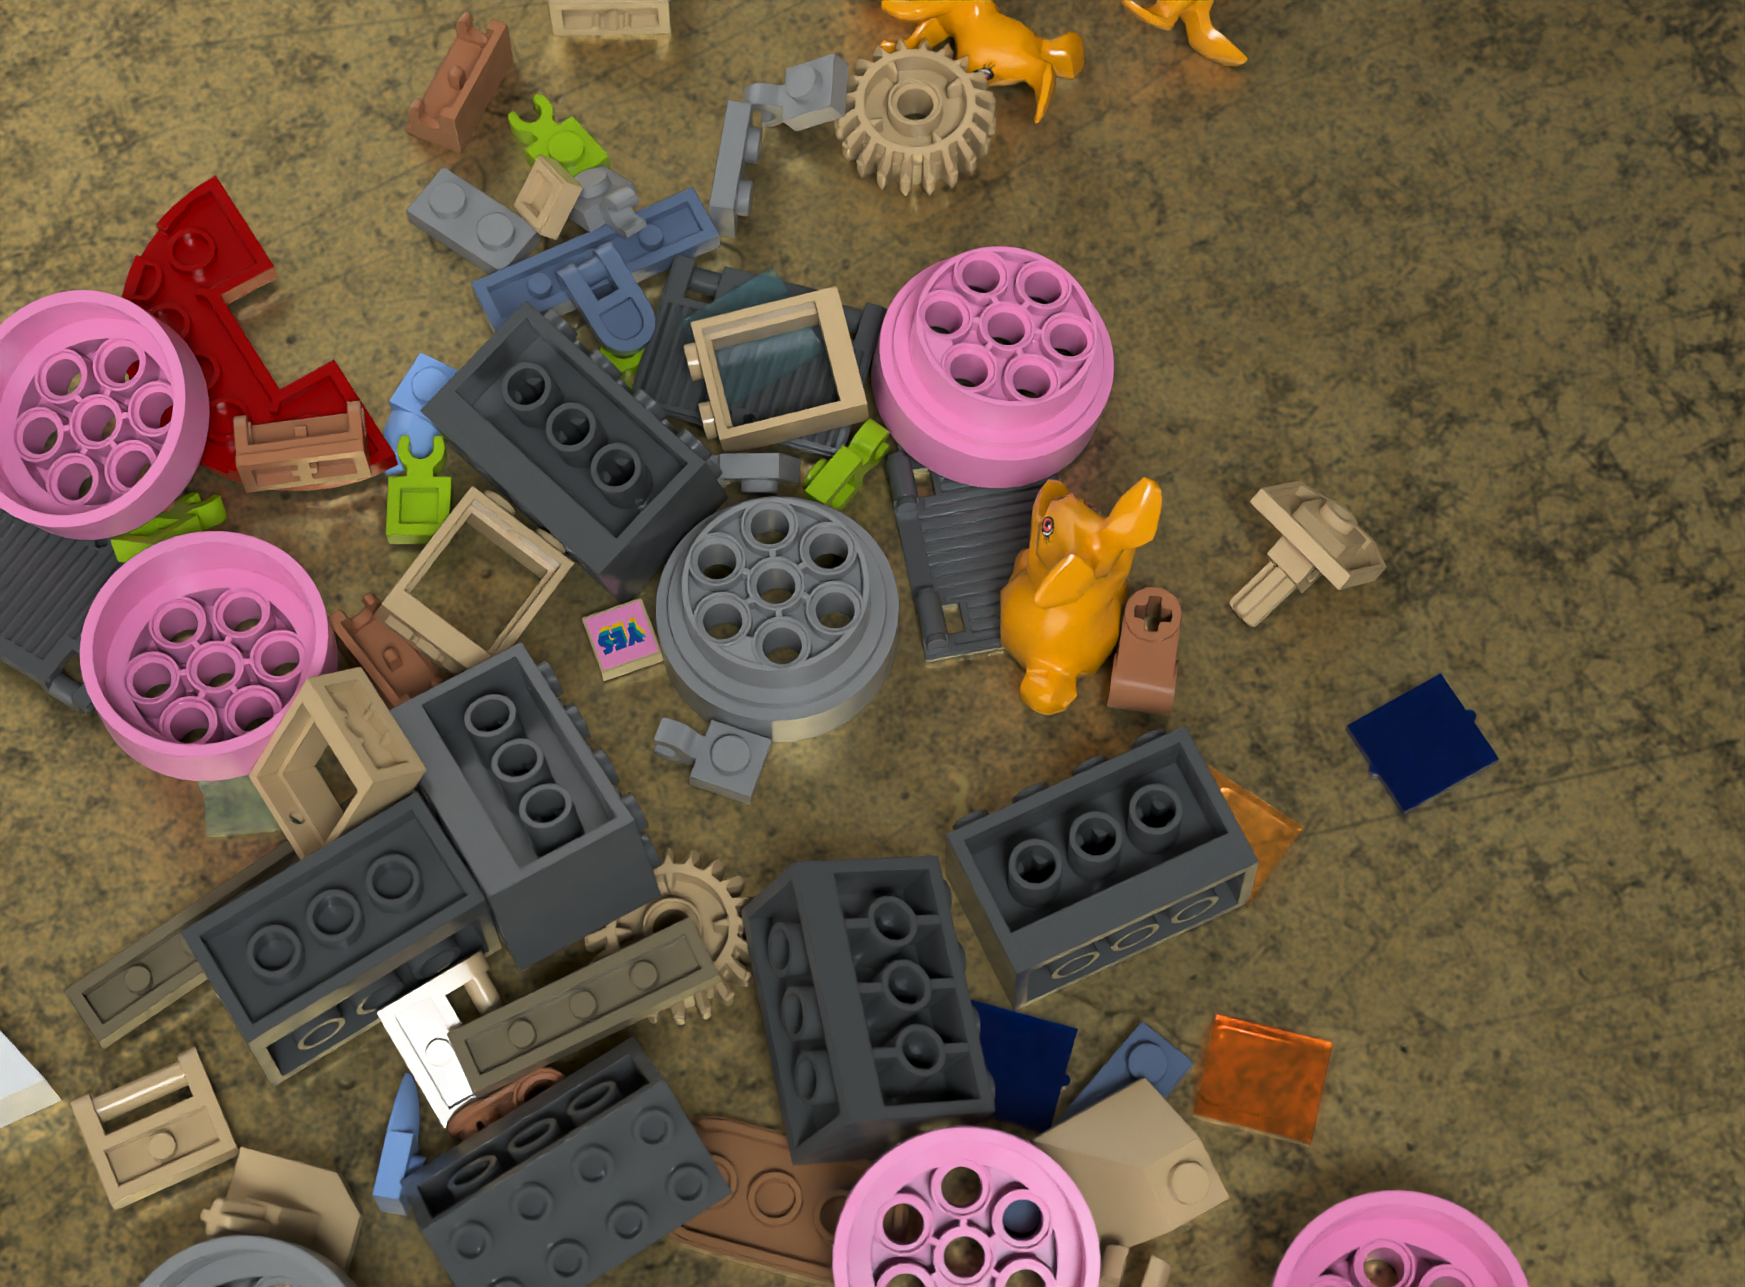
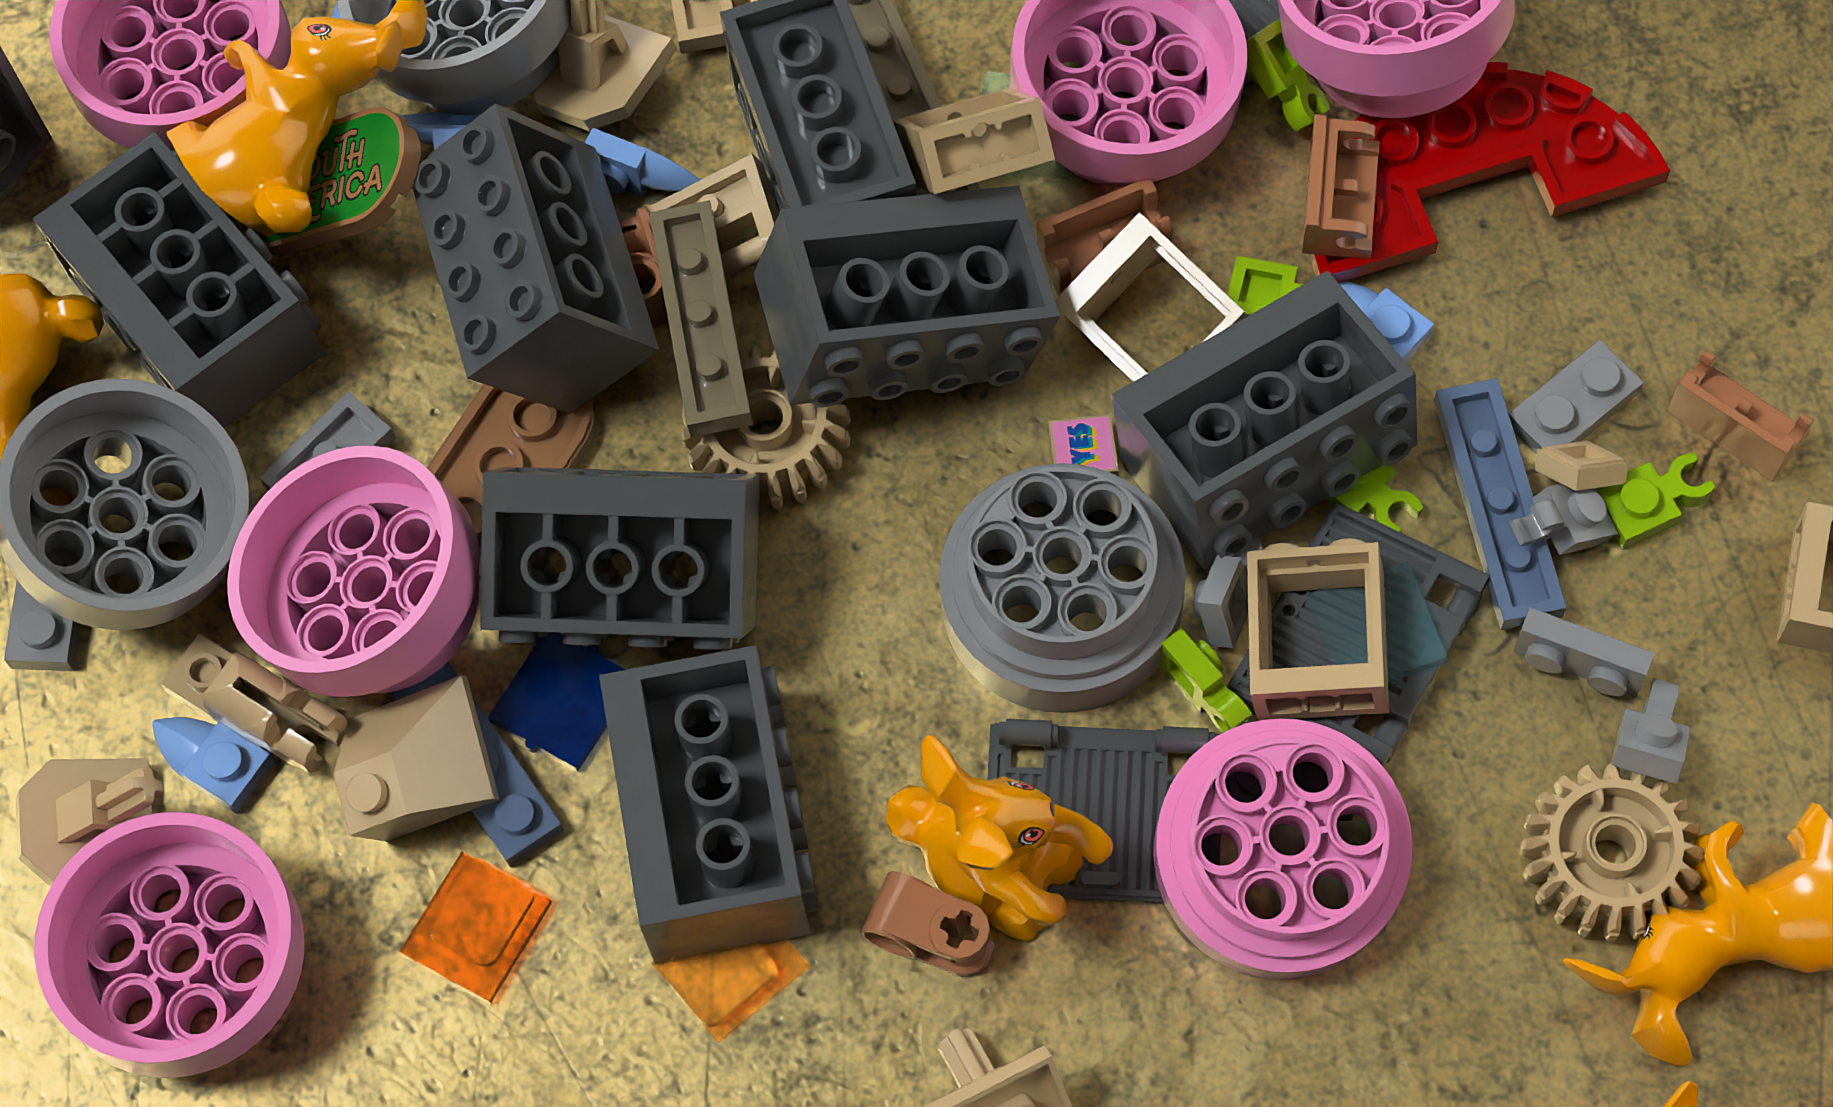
camera: 110 degrees right, 0 degrees up
(619, 321) = (1419, 505): sand blue plate -> none
(723, 760) = (932, 508): light grey plate -> none

